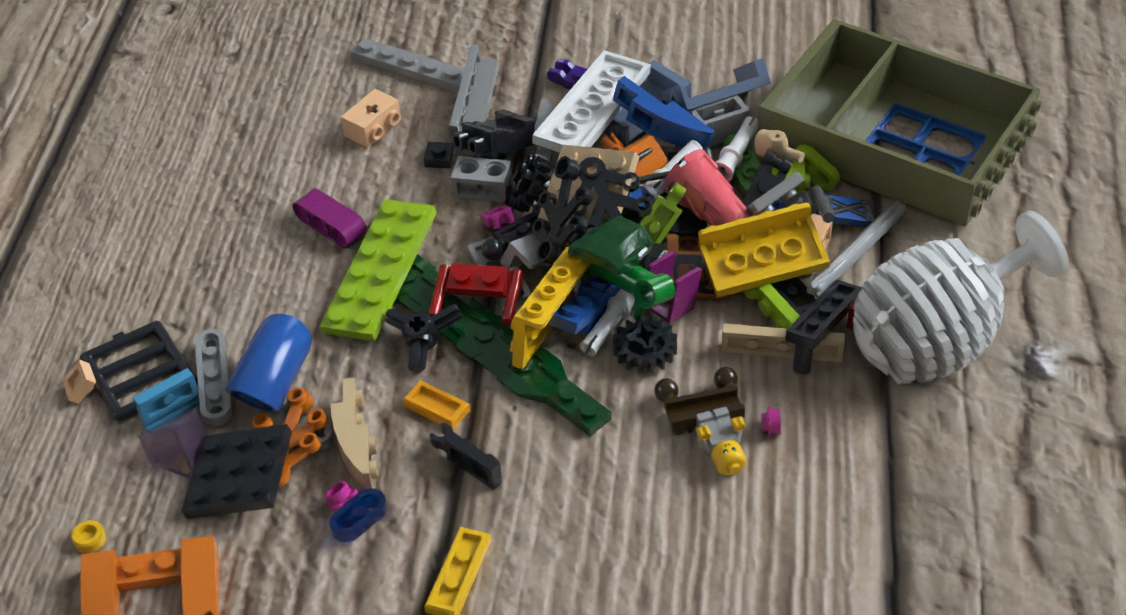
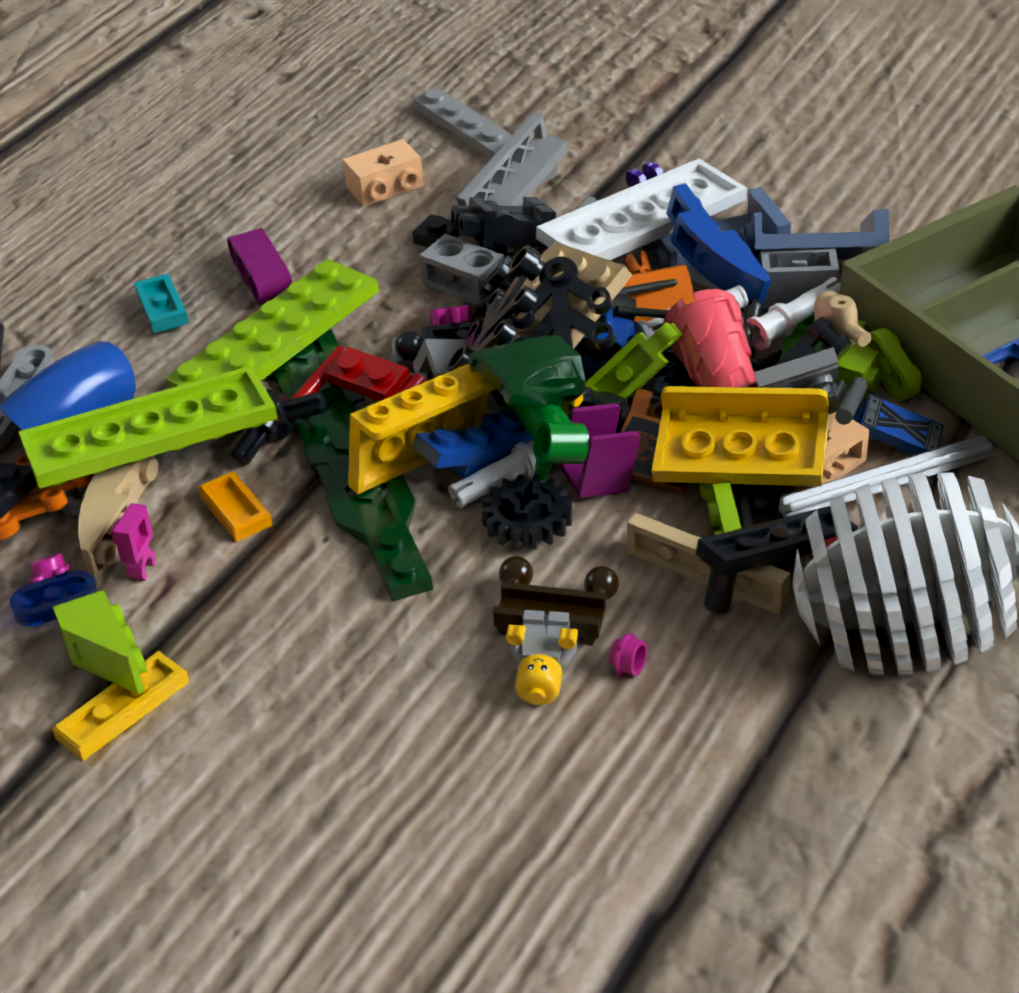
camera: 25 degrees right, 5 degrees down
(273, 268) = (161, 303): none -> teal plate
(351, 369) = (146, 426): none -> lime plate
(394, 452) = (132, 539): none -> dark pink plate
(418, 534) = (101, 640): none -> lime slope
(468, 457) = (223, 573): black plate -> none

